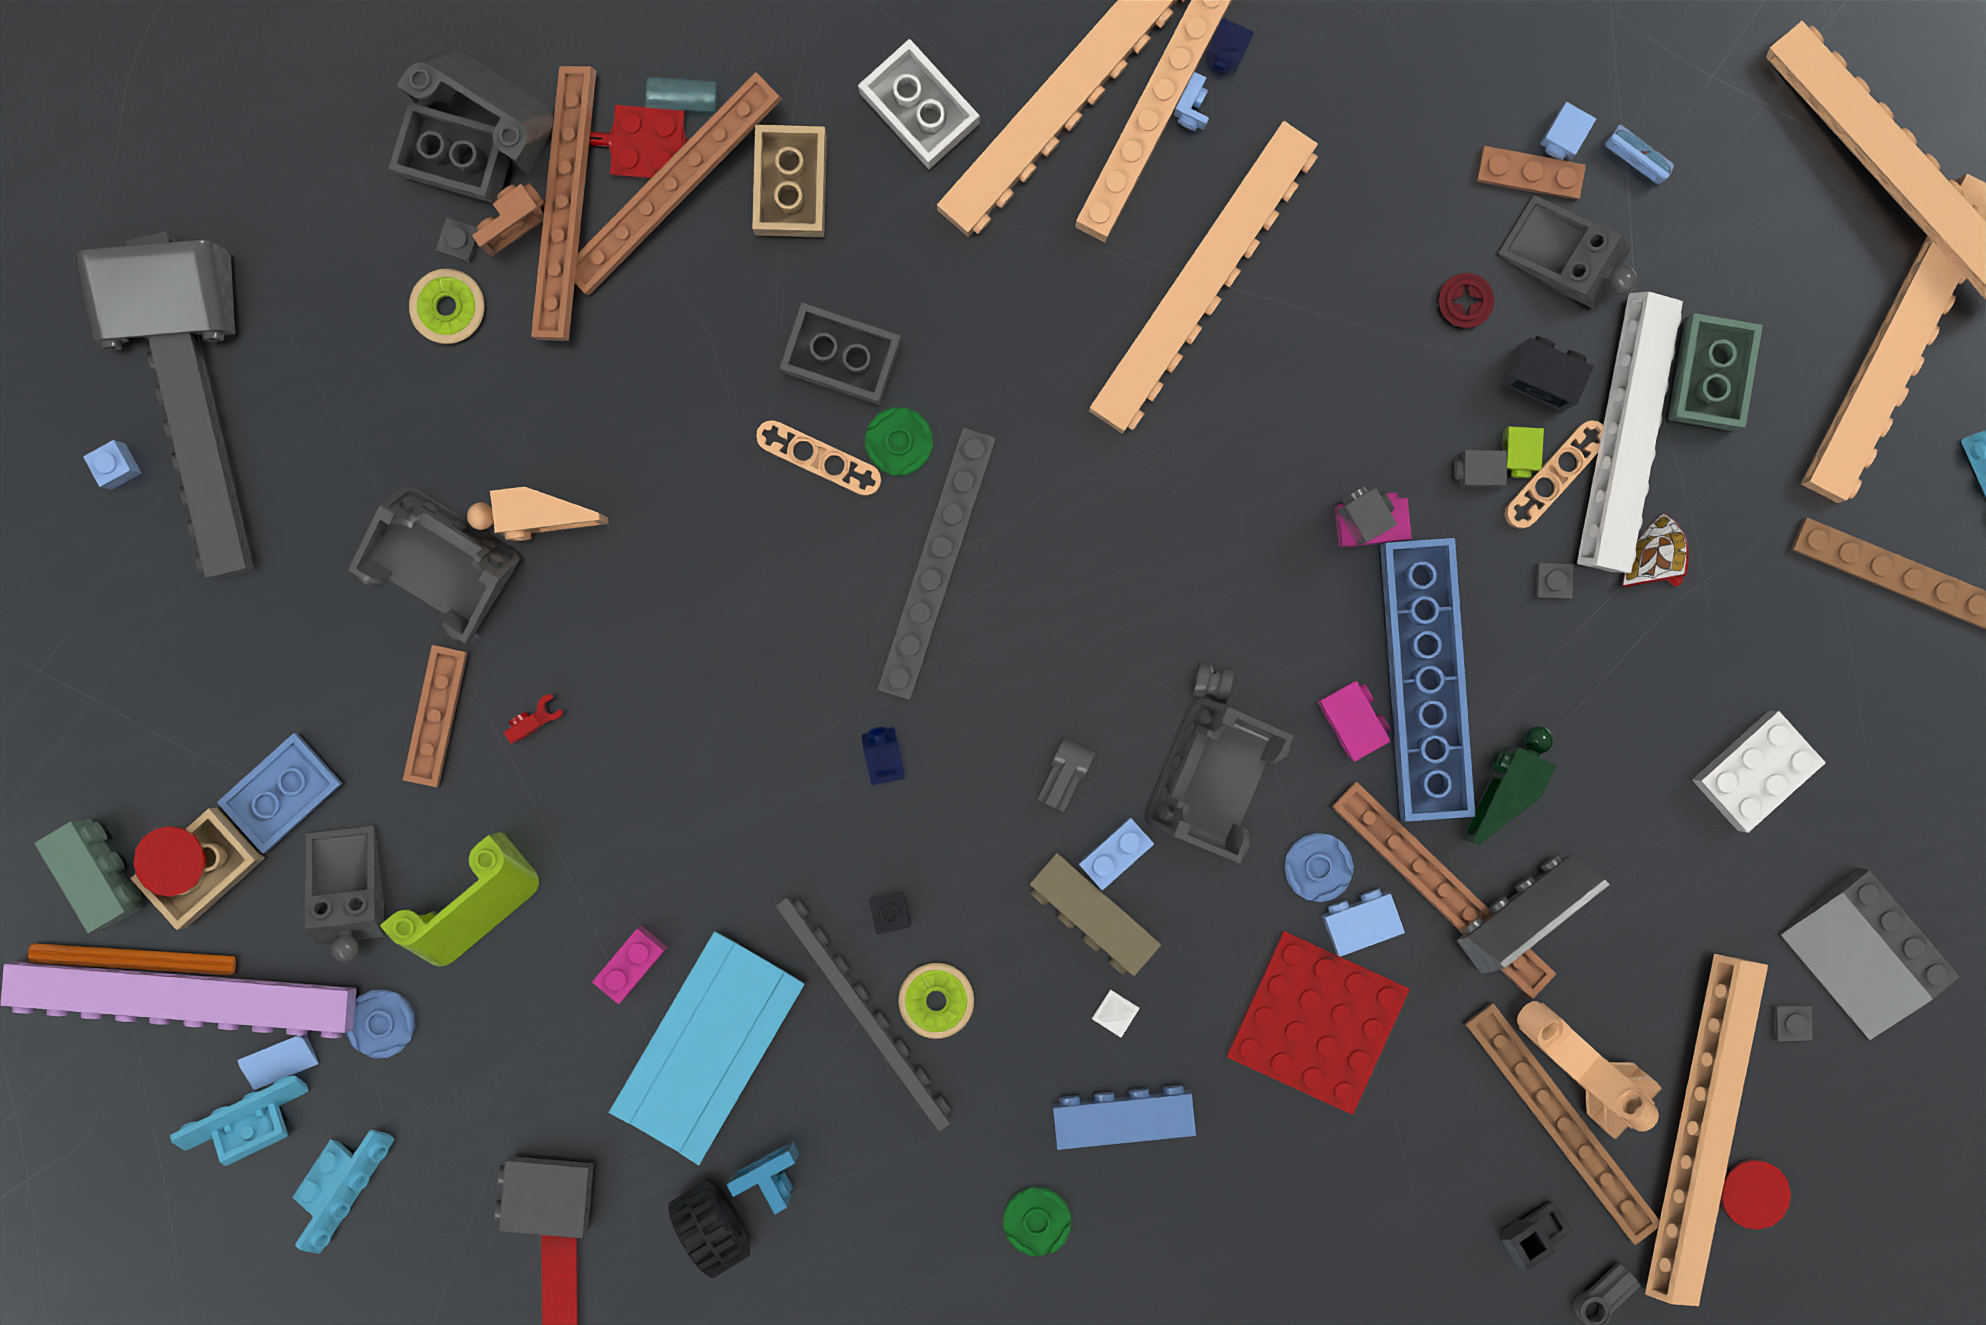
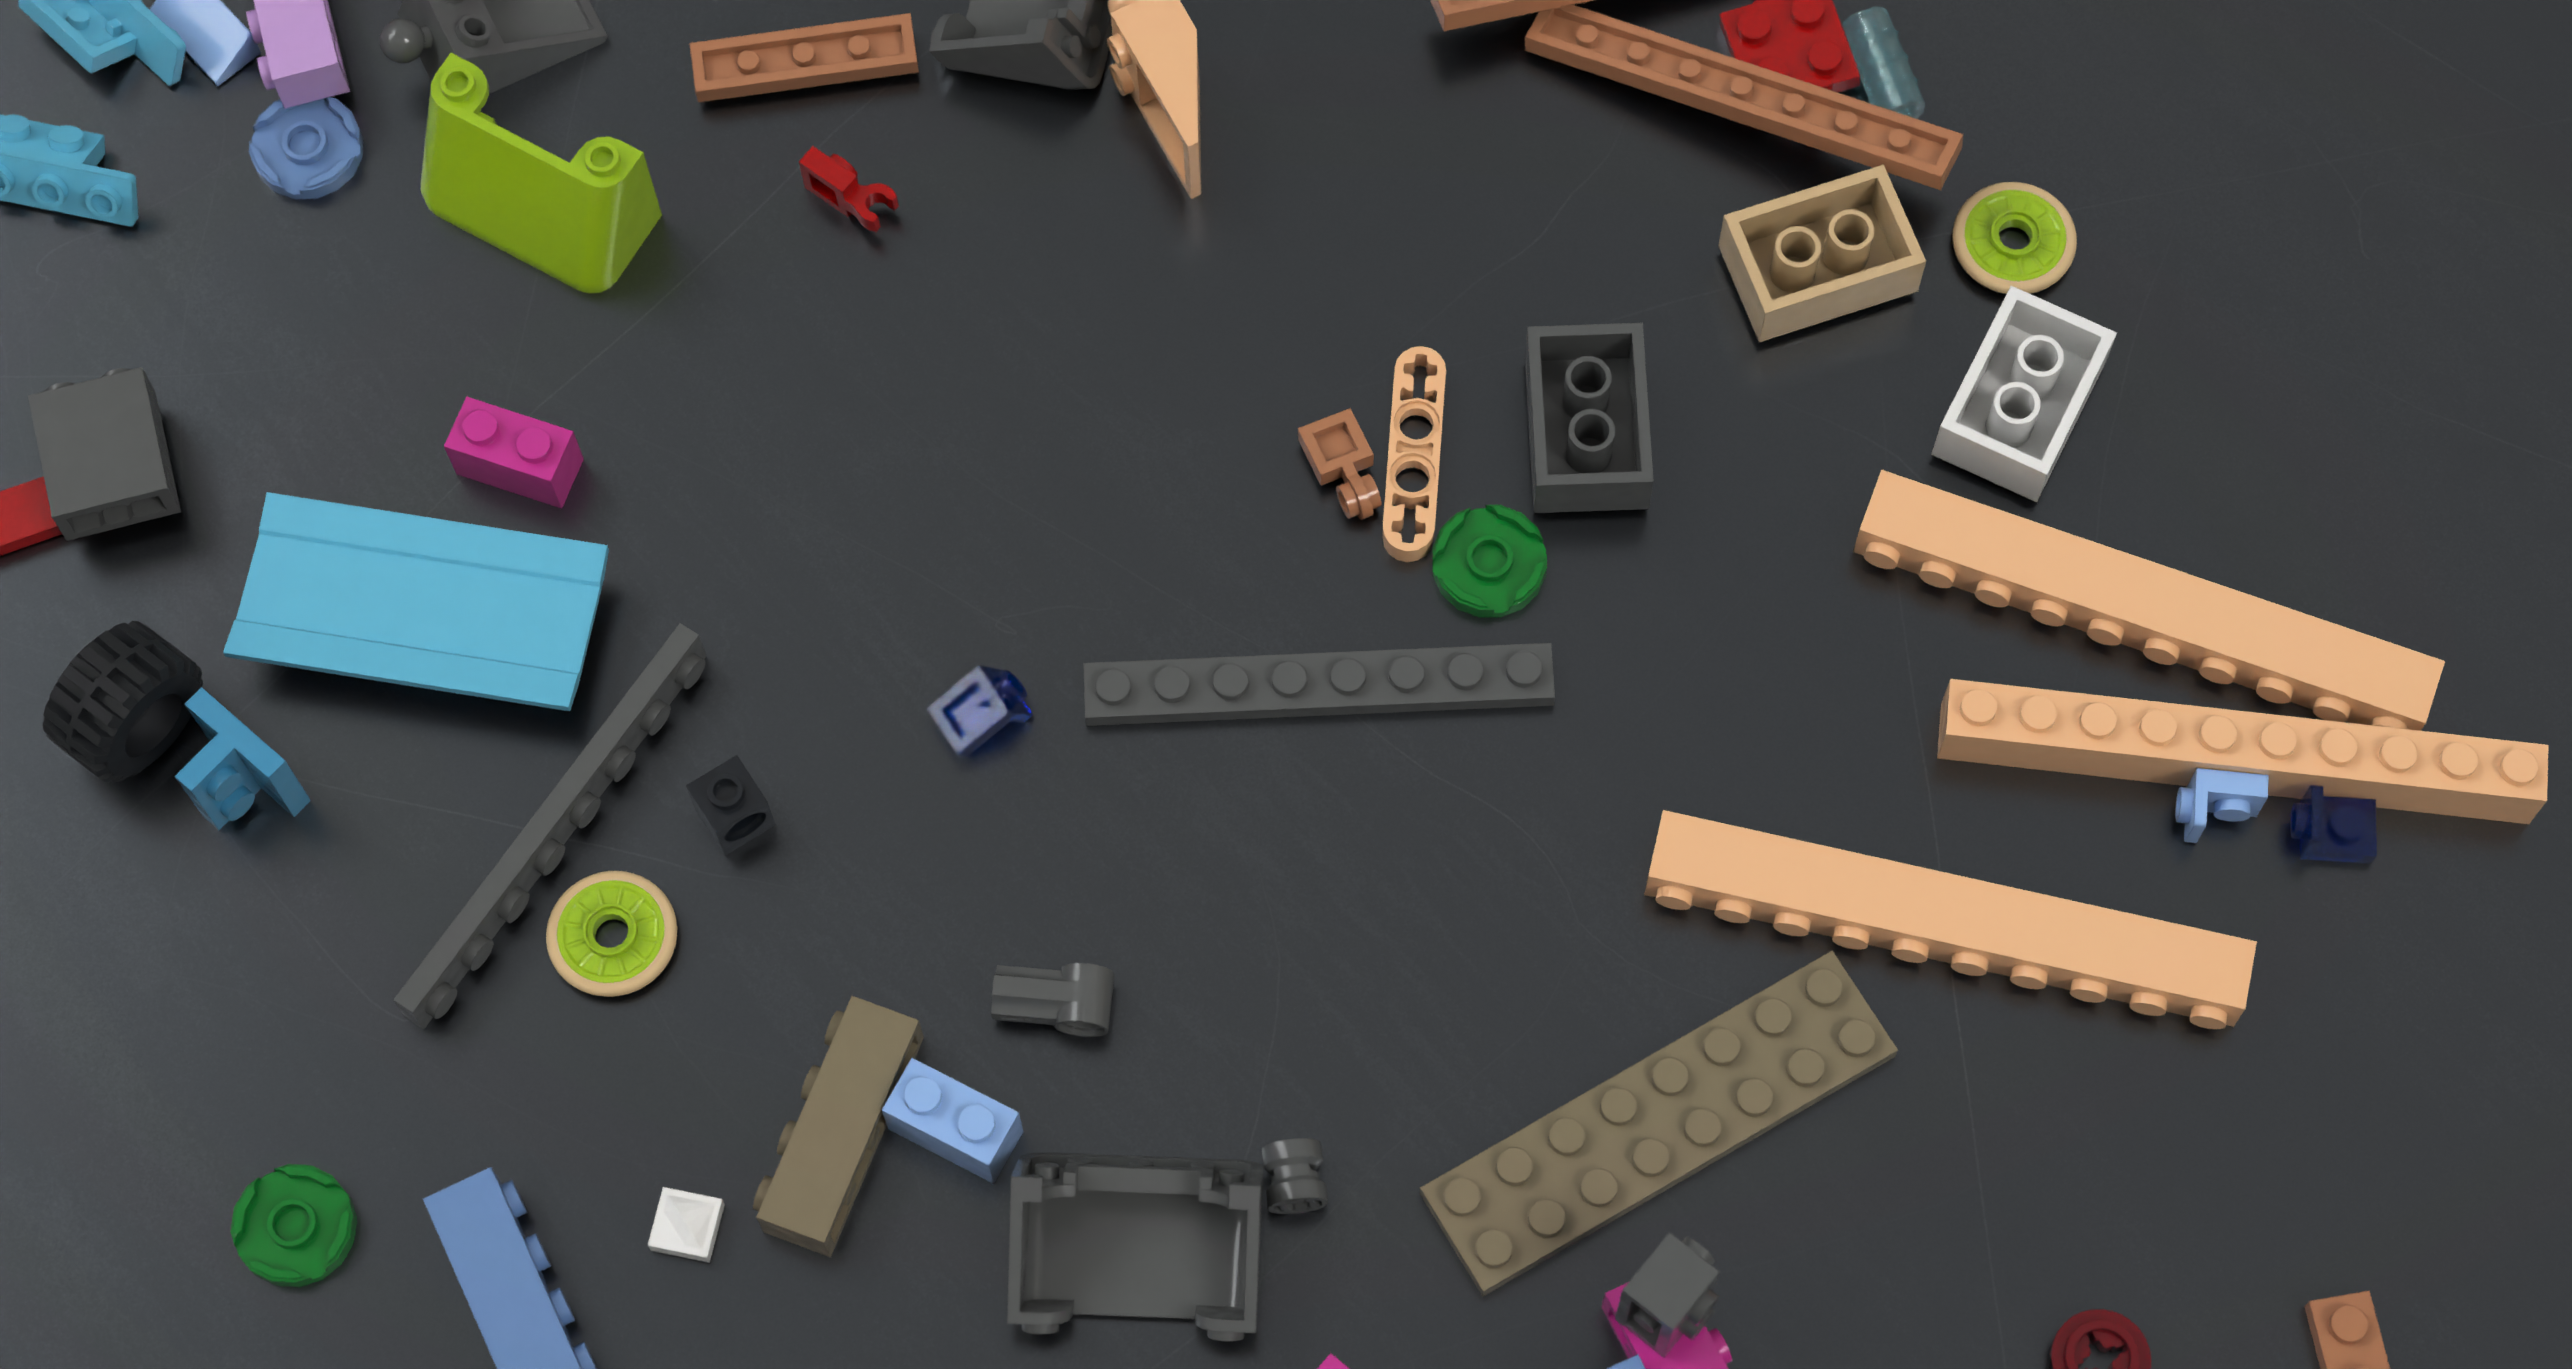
camera: 70 degrees right, 20 degrees down
(802, 500) = (1340, 450): none -> nougat plate
(809, 44) = (2019, 206): none -> lime wheel
(1253, 477) = (1657, 1123): none -> dark tan plate

